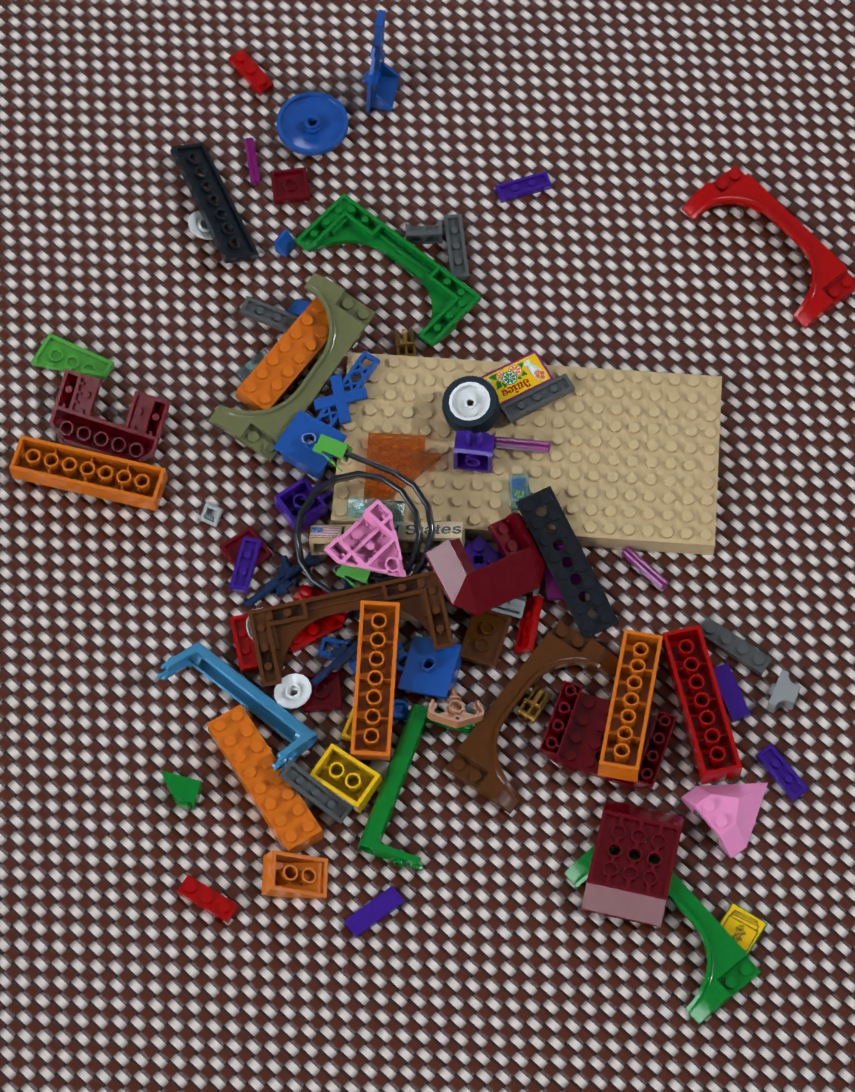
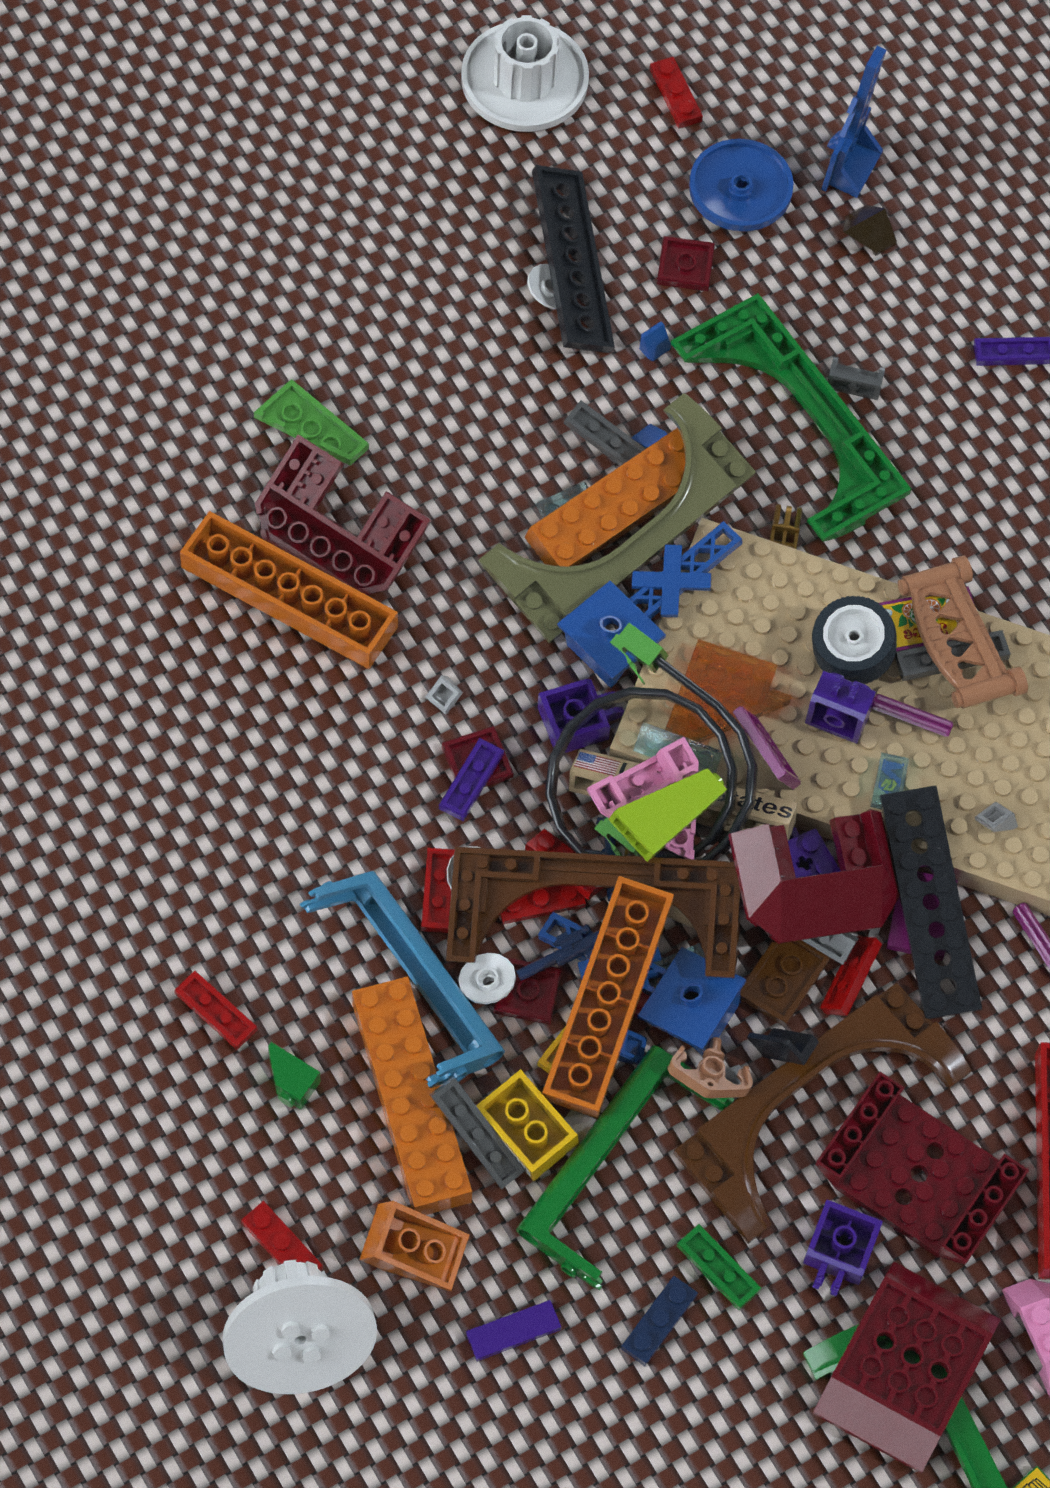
camera: 10 degrees right, 0 degrees up
(120, 760) = (215, 1010): none -> red plate
(147, 87) = (525, 75): none -> white piece
(236, 949) = (298, 1331): none -> white piece
(252, 161) = (642, 215): magenta axle -> none
(281, 582) = (516, 817): dark blue piece -> none
(379, 552) = (664, 814): none -> lime slope
(406, 129) = (871, 228): none -> dark brown slope
(435, 492) = (767, 747): none -> magenta tile
(456, 246) = (896, 409): dark grey plate -> none
(466, 879) = (659, 1320): none -> dark blue plate
(495, 834) = (718, 1267): none -> green plate
(498, 680) = (784, 1045): none -> black panel
(521, 351) = (949, 583): none -> nougat piece
(534, 706) = (825, 1095): pearl gold arm -> none
(570, 807) = (842, 1261): none -> dark purple hinge
(595, 496) = (997, 818): none -> light grey slope
(630, 705) = (965, 1136): orange brick -> none

